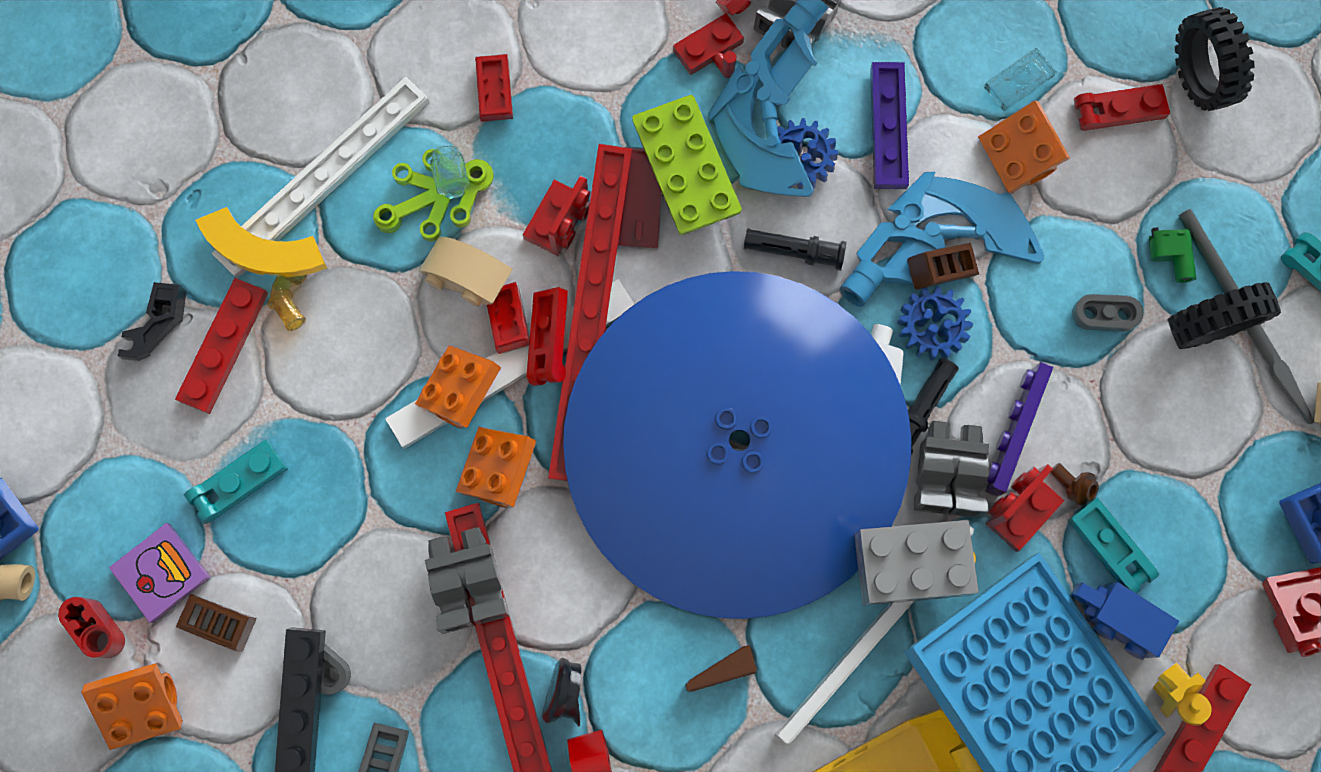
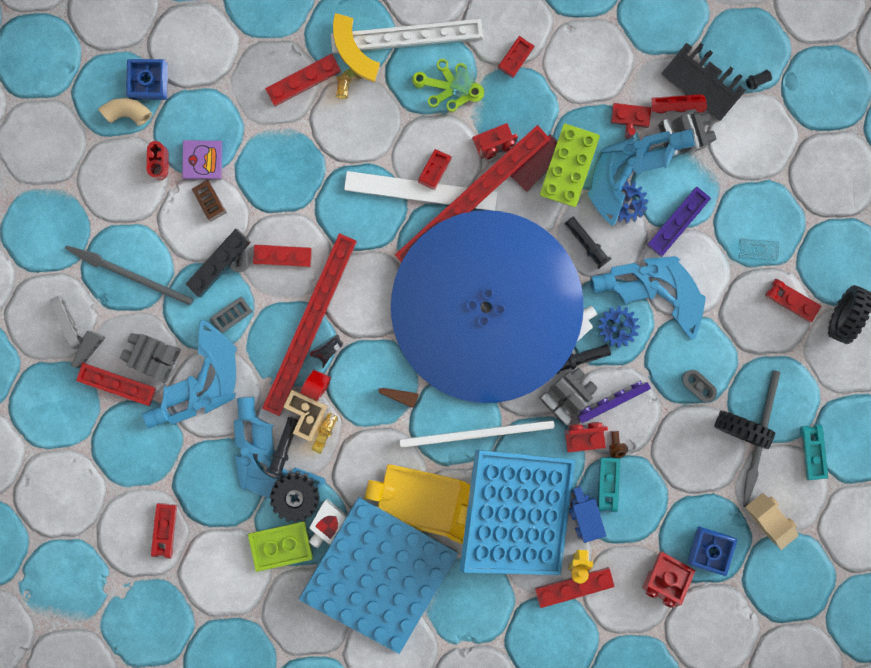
camera: 45 degrees right, 10 degrees up
(133, 705) = (150, 208): orange plate -> none
(157, 328) = (282, 49): black piece -> none
(236, 481) = (263, 146): teal plate -> none
(385, 614) = (282, 255): none -> red plate
(457, 386) = (388, 183): orange plate -> none
(460, 571) = (322, 263): dark grey hips -> none
(465, 270) = (433, 133): tan brick -> none
(496, 466) = (376, 231): orange plate -> none
(547, 337) = (443, 193): red plate -> none
(916, 562) = (516, 419): light grey piece -> none
(924, 270) = (635, 299): reddish brown slope -> none
(1024, 147) = (729, 282): orange plate -> none
(1175, 247) = (757, 383): green piece -> none

